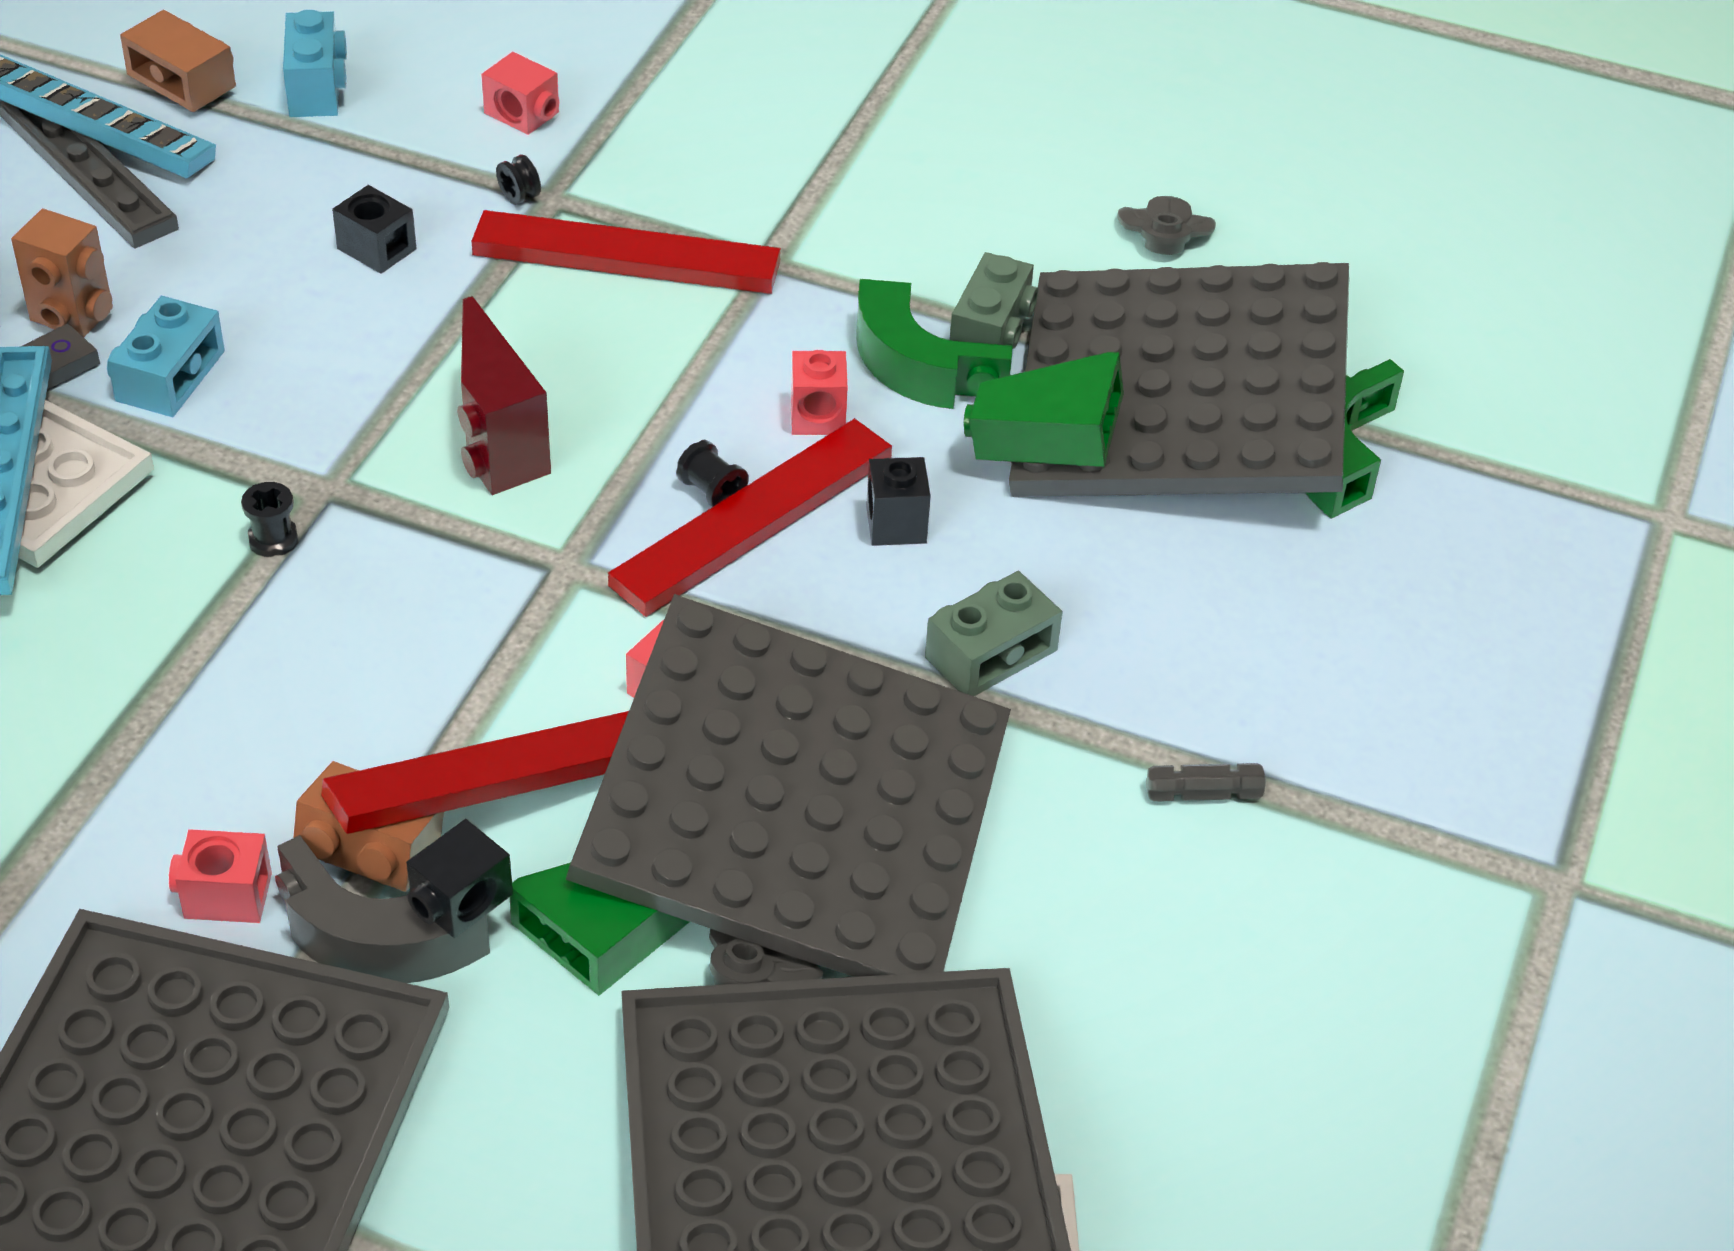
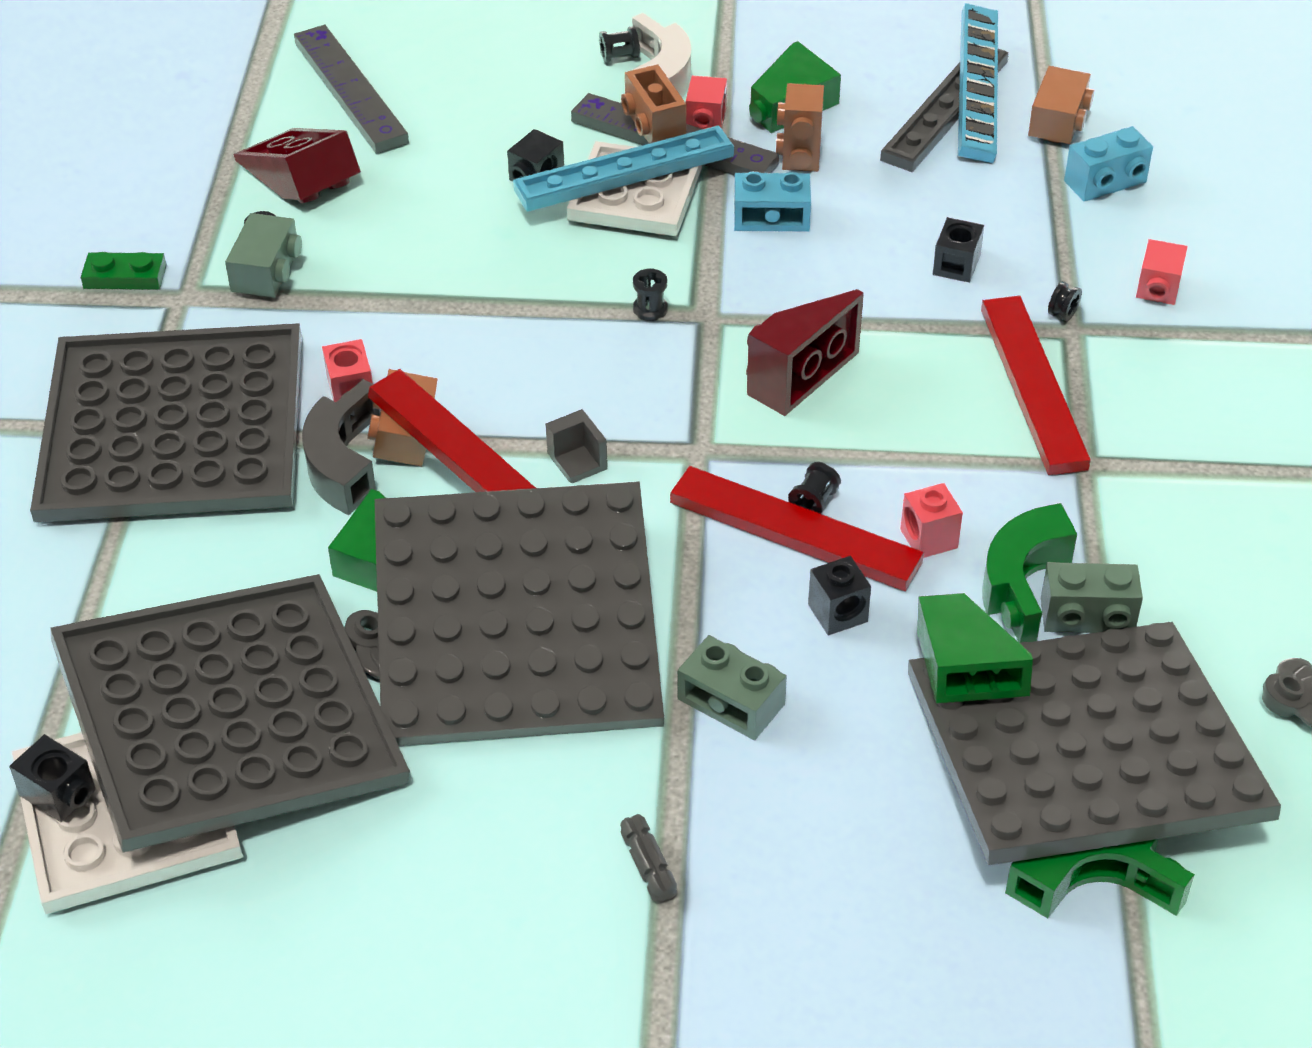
camera: 75 degrees right, 0 degrees up
(459, 878) = (349, 455): black brick -> none
(517, 667) = (576, 446): none -> dark grey panel

